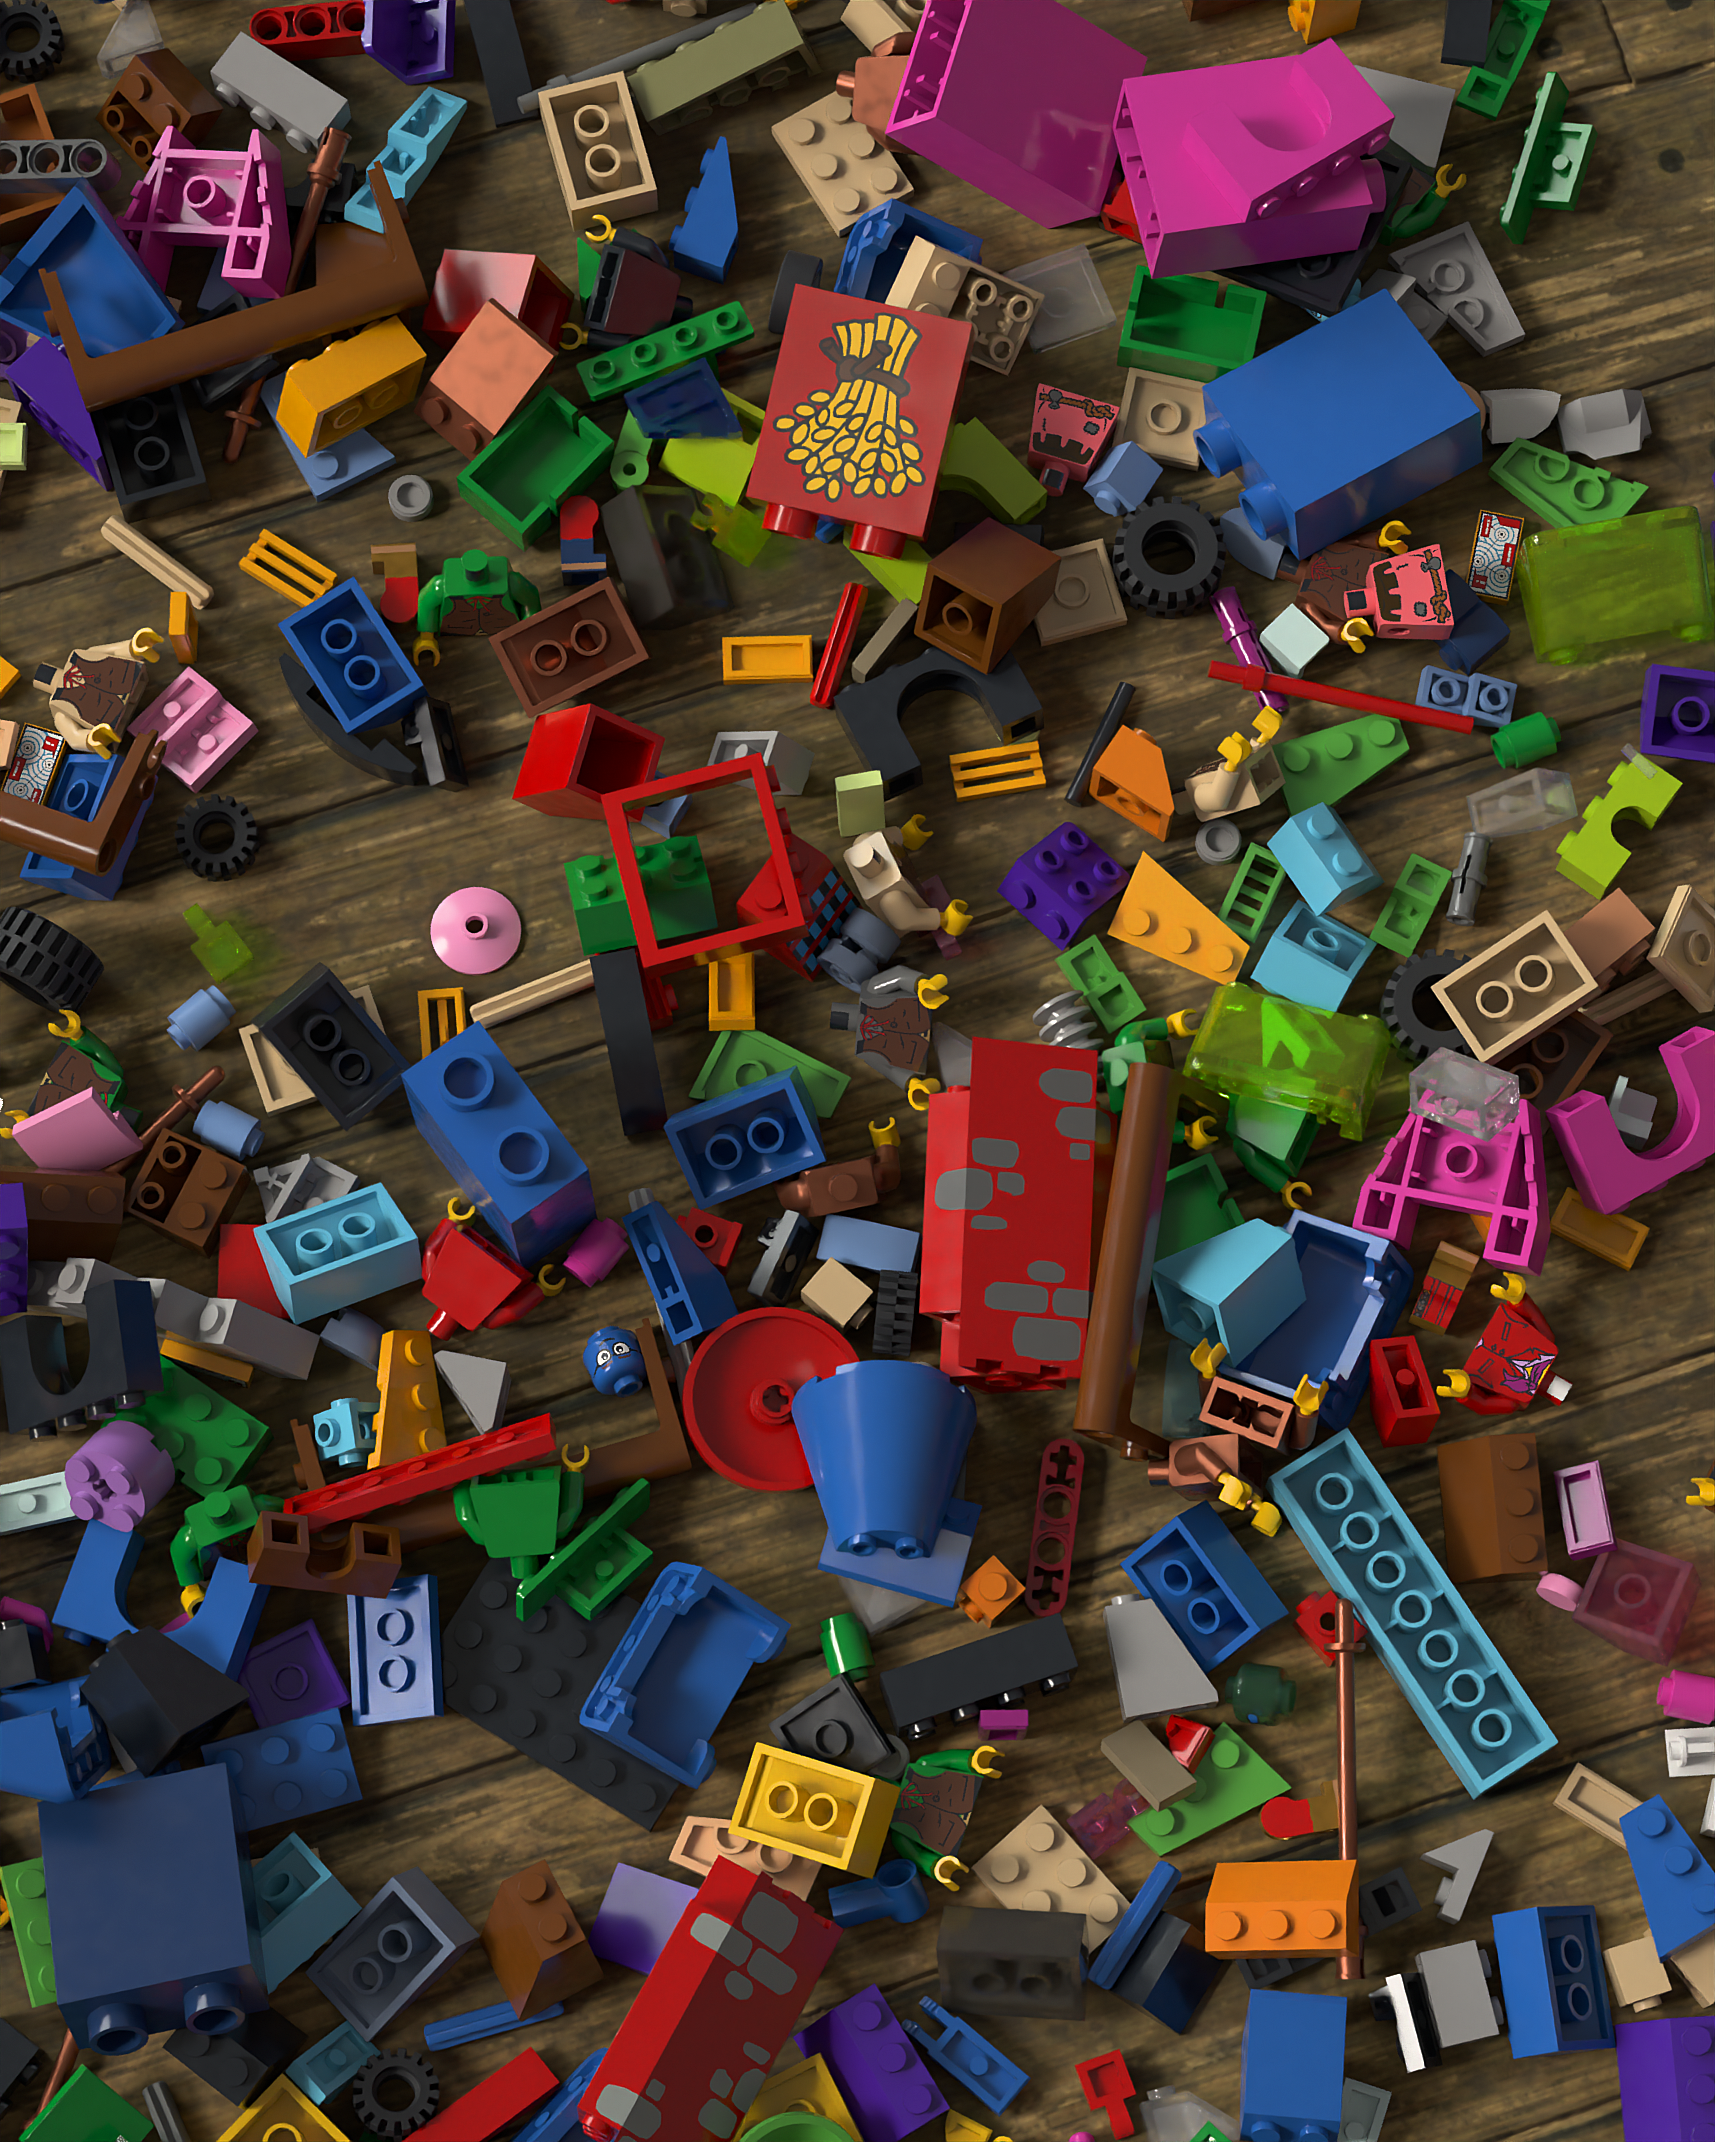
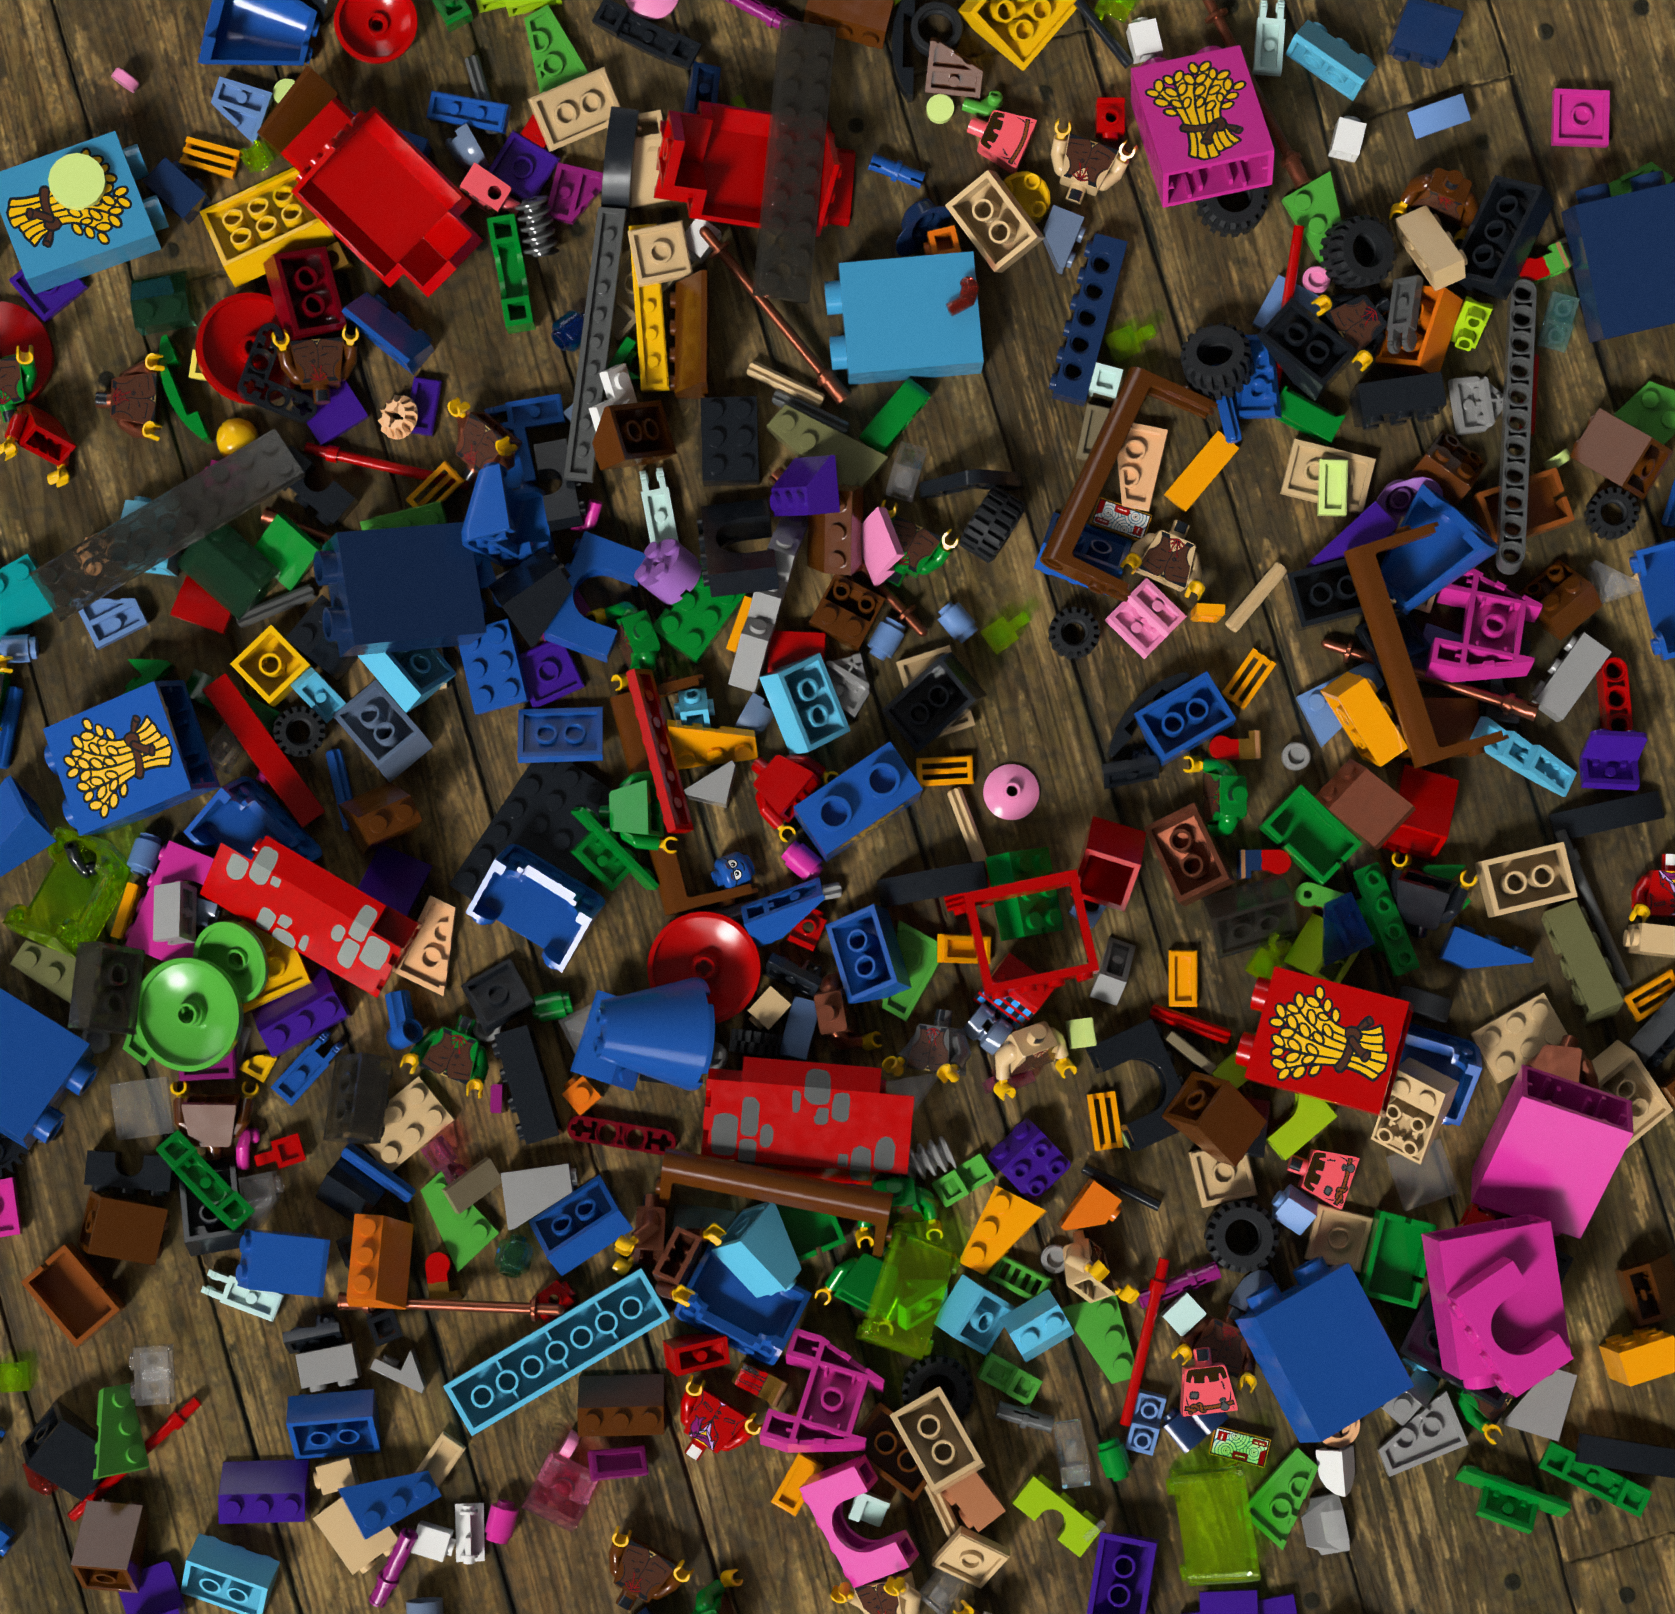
camera: 90 degrees right, 10 degrees up
(356, 1565) = (608, 712): reddish brown arch -> none
(814, 1810) = (451, 983): yellow slope -> none
(1188, 1741) = (486, 1210): red tile -> none
(1464, 1094) = (869, 1403): clear brick -> none

